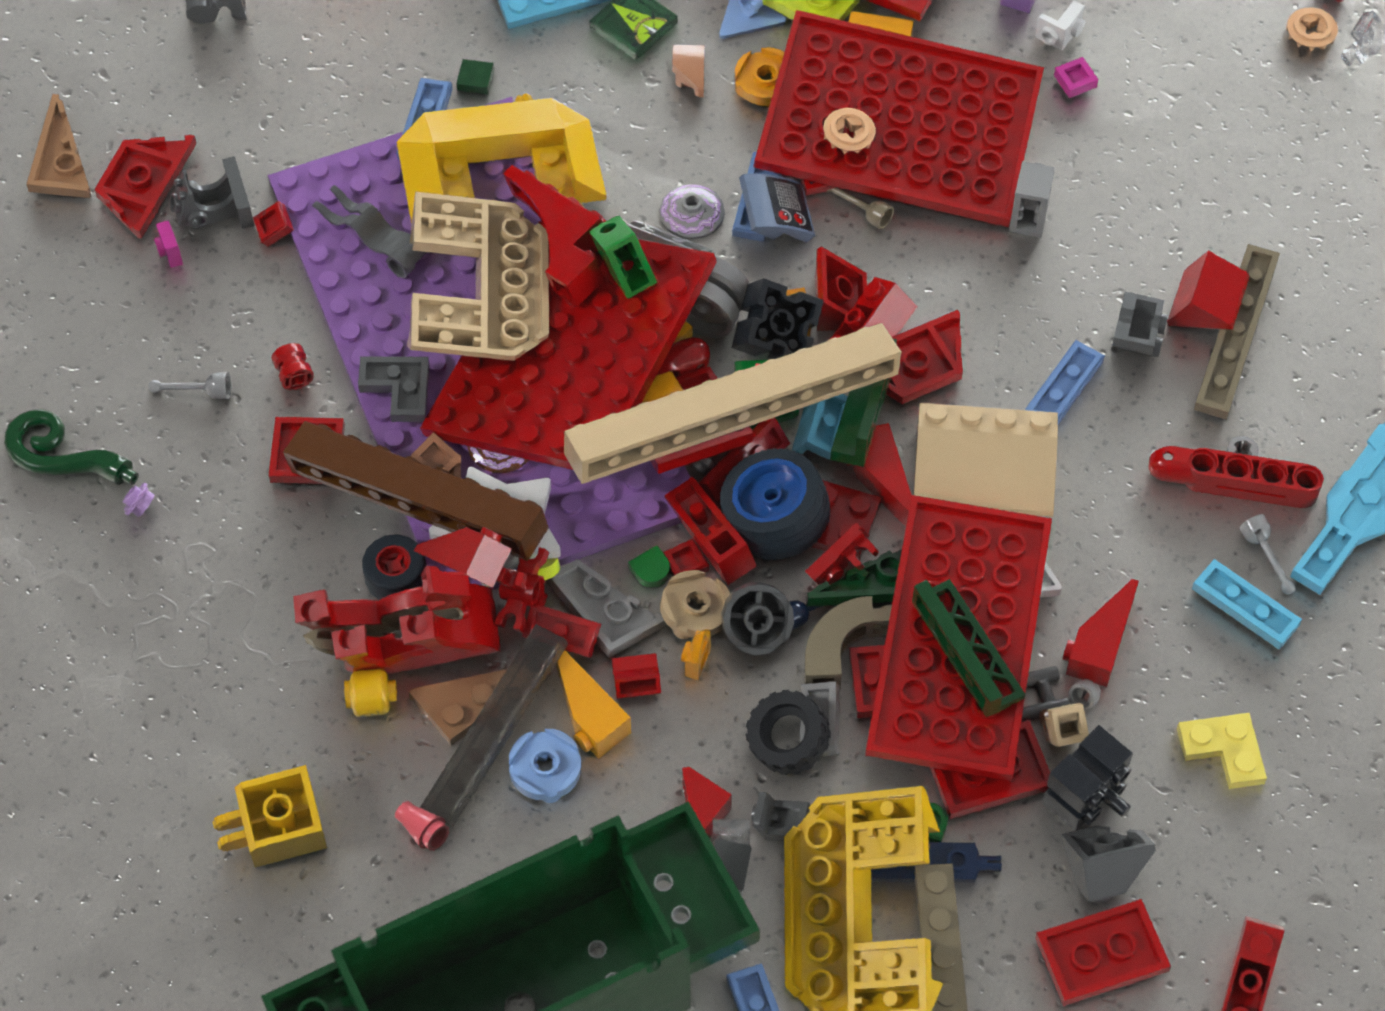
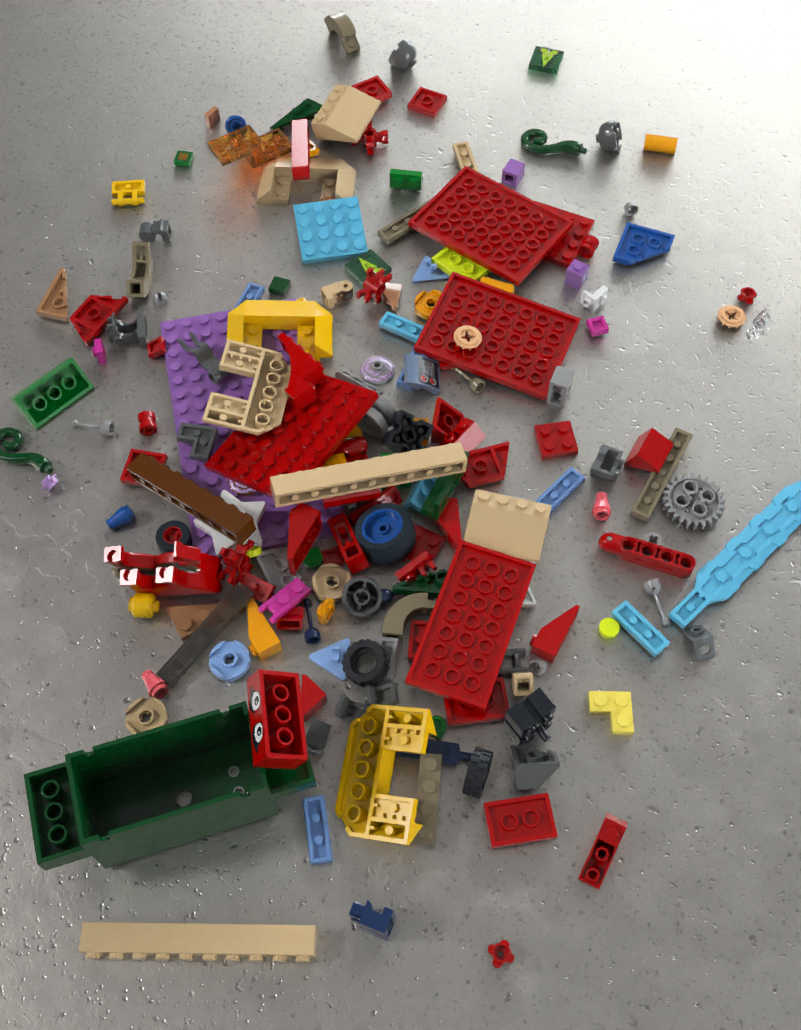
camera: 10 degrees right, 0 degrees up
(98, 334) = (52, 392): none -> green slope
(210, 80) = (140, 281): none -> dark tan arch
(250, 133) = (163, 302): none -> light grey hinge
(264, 832) = (76, 668): yellow hinge -> none
(288, 543) = (121, 517): none -> blue cone
(418, 865) = (145, 706): none -> tan plate
(437, 453) = (209, 481): nougat slope -> none
(469, 552) = (208, 537): red slope -> none
(586, 77) = (336, 292): none -> tan leg
(619, 244) = (324, 382): green torso -> none
(623, 643) = (285, 599): none -> dark pink hinge
(631, 515) = (304, 529): none -> red slope
(656, 55) = (374, 285): none -> red pin
(678, 837) = (276, 719): none -> red brick
(680, 698) = (312, 634): none -> dark blue hinge
(721, 125) = (401, 326): none -> medium azure plate
(725, 734) = (331, 658): none -> light blue piece
(731, 830) = (323, 715): clear tile -> none
(827, 780) = (382, 695): none -> dark grey bracket
(961, 652) = (468, 632): dark green fence -> none
(1019, 883) = (477, 772): none -> black tyre
(1039, 295) = (555, 440): none -> red plate
(1143, 406) = (601, 507): none -> coral cone
(1193, 612) = (608, 628): none -> neon yellow tile
(1270, 361) = (710, 510): none -> light grey gear
(1351, 603) = (700, 637): none -> dark grey bracket

